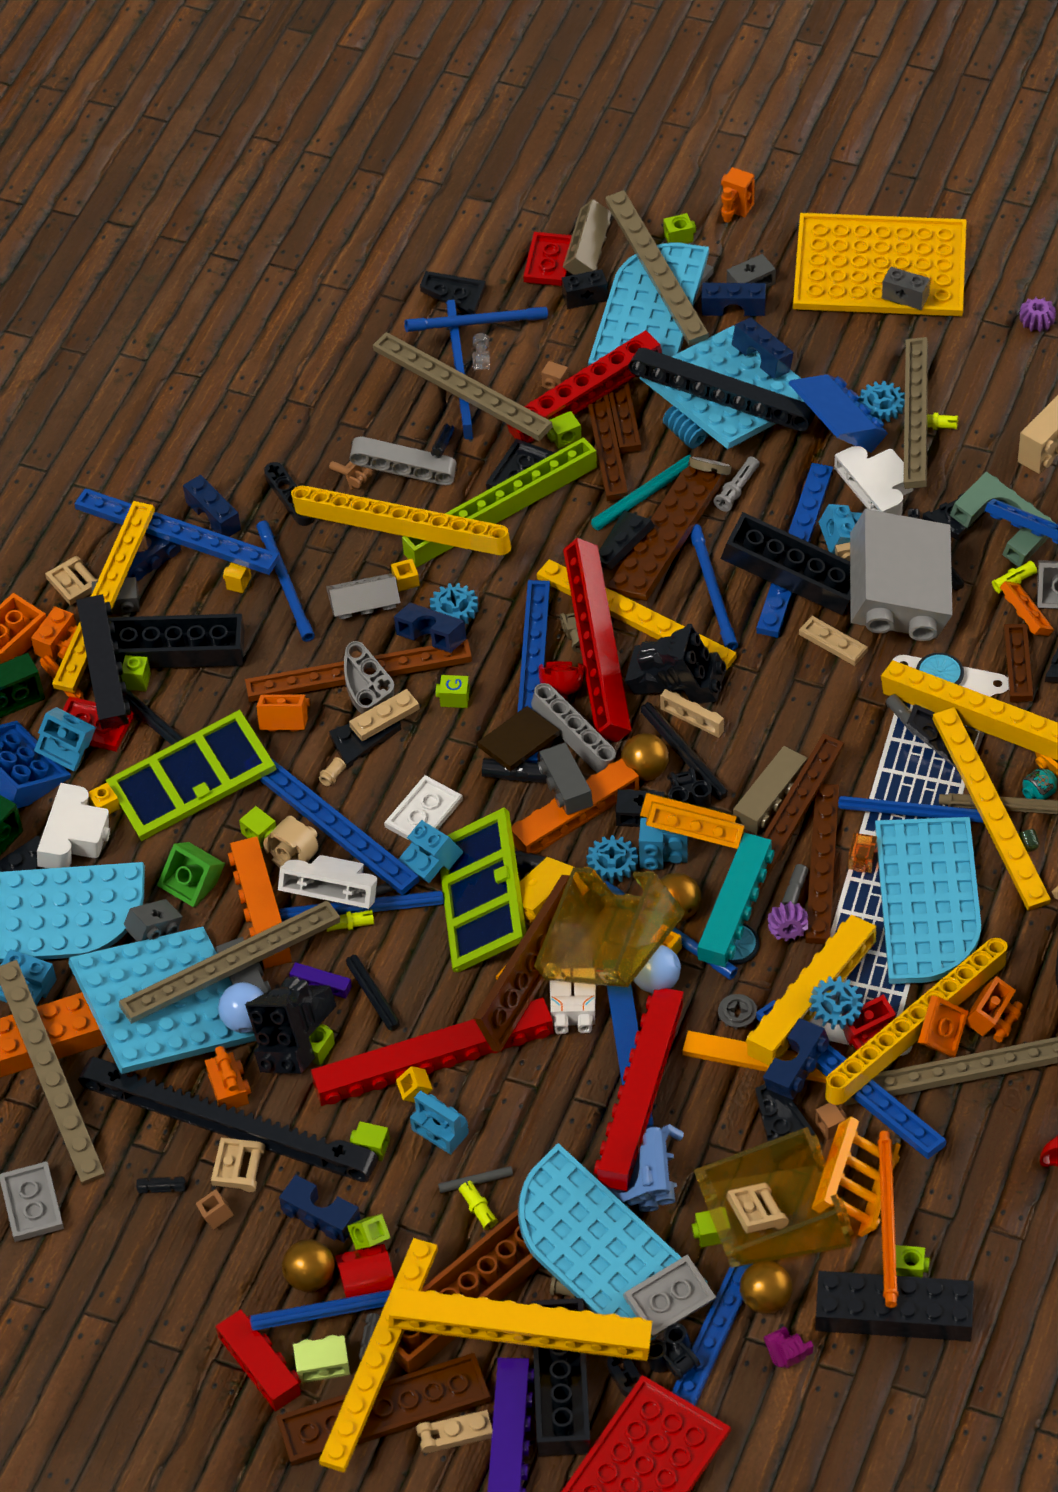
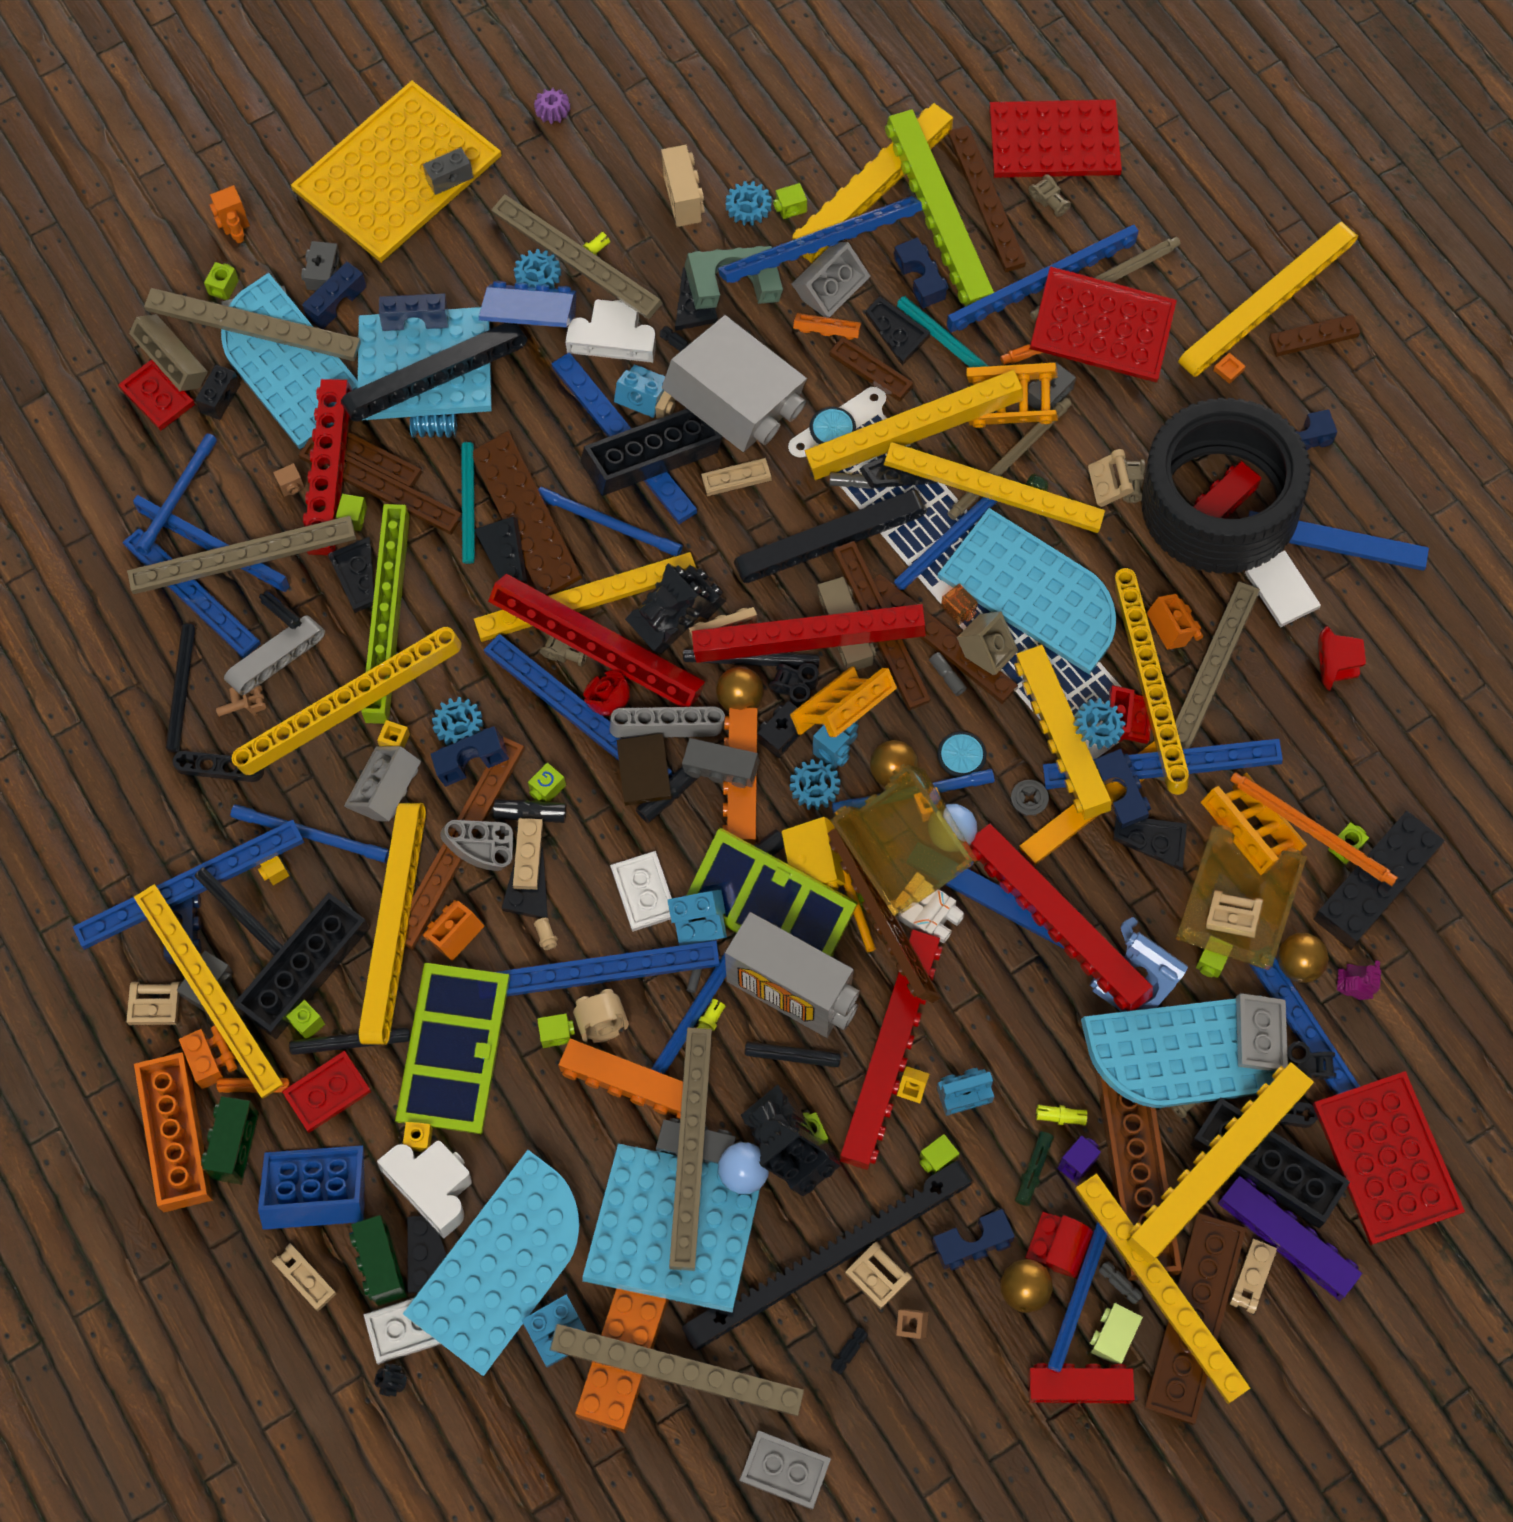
camera: 55 degrees left, 15 degrees up
(64, 738) = (330, 1125): dark azure brick -> none
(102, 661) = (283, 1039): black brick -> none
(152, 920) = (587, 1181): dark grey brick -> none
(182, 569) = (238, 911): none -> black axle
(190, 873) = (556, 1117): bright green slope -> none
(204, 498) = (194, 835): dark blue arch -> none
(226, 1079) = (792, 1228): orange brick -> none
(253, 669) = (392, 924): none -> yellow beam
(329, 880) = (668, 1010): white brick -> none
(330, 430) = (180, 688): none -> black axle
(339, 985) = (748, 1087): dark purple piece -> none
(368, 1231) = (1030, 1216): lime brick -> none
(410, 394) = (201, 602): none -> blue tile
(419, 1214) = (1025, 1195): none -> clear green pin
(423, 932) = (791, 976): none -> light grey brick
(425, 697) = (529, 810): none -> black axle
(446, 287) = (120, 488): black wing -> none
(447, 1233) = (1079, 1159): none -> dark purple brick
(476, 1179) = (1033, 1100): dark grey piece -> none
(481, 357) = (217, 519): clear leg -> none
(709, 465) = (492, 435): dark tan tile -> none
(732, 489) = (526, 437): light grey pin -> none
(732, 764) = (809, 633): none -> red brick
(734, 900) = (938, 726): teal brick -> none
(788, 921) = (983, 702): medium lavender gear -> none
(828, 1118) = (1183, 805): medium nougat plate -> none
(843, 890) = (988, 642): none -> dark tan slope
(856, 737) = (830, 535): none -> black beam
(943, 1026) = (1171, 666): orange tile -> none
(1015, 575) = (788, 311): neon yellow pin -> none
(1039, 784) = (997, 440): teal head -> none

